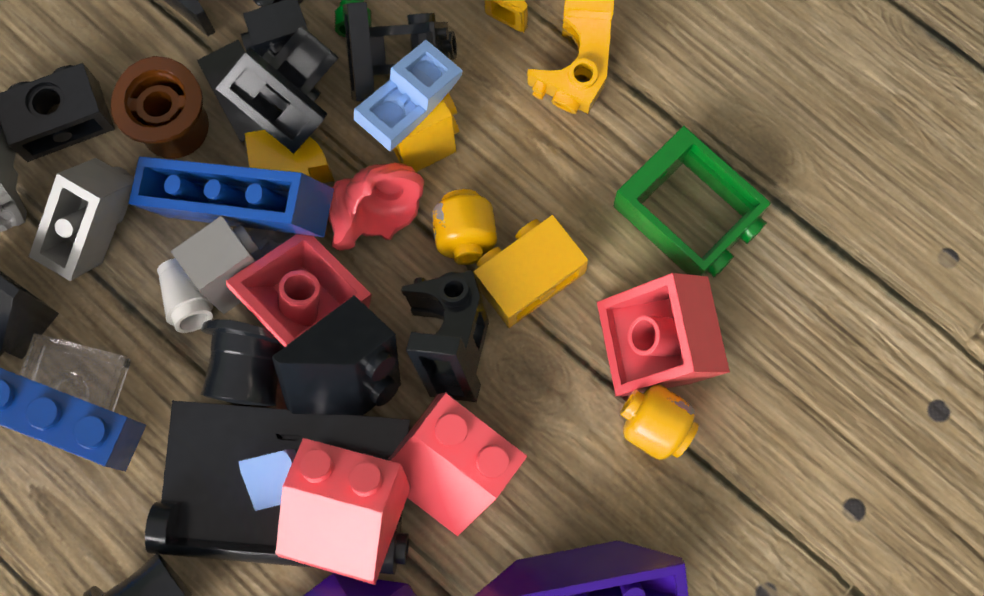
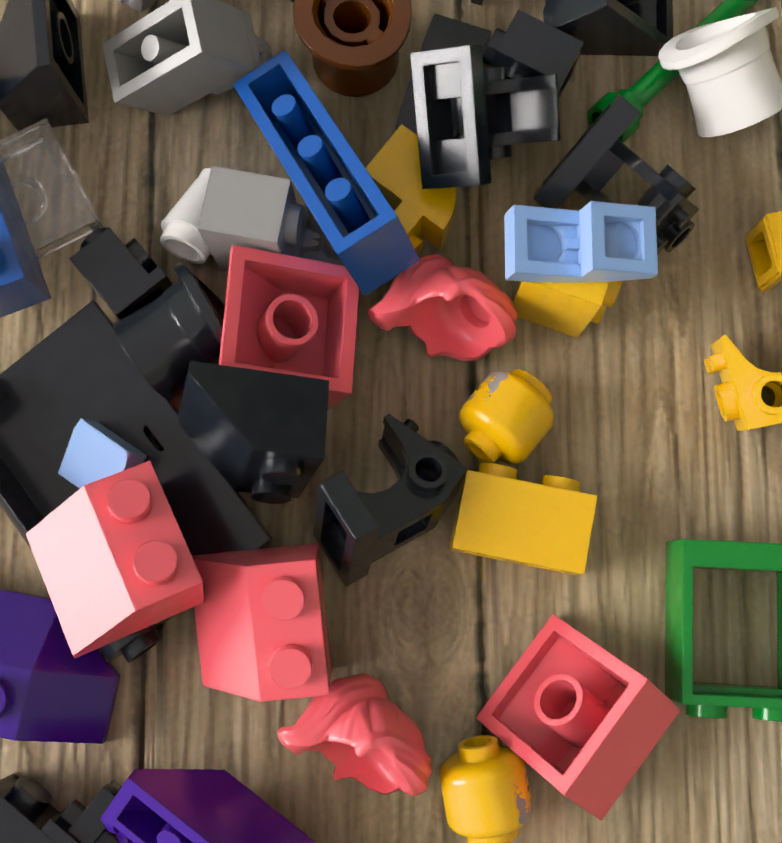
camera: 45 degrees right, 5 degrees up
(173, 369) = (119, 272): none -> black brick
(570, 464) = (363, 737): none -> coral hair

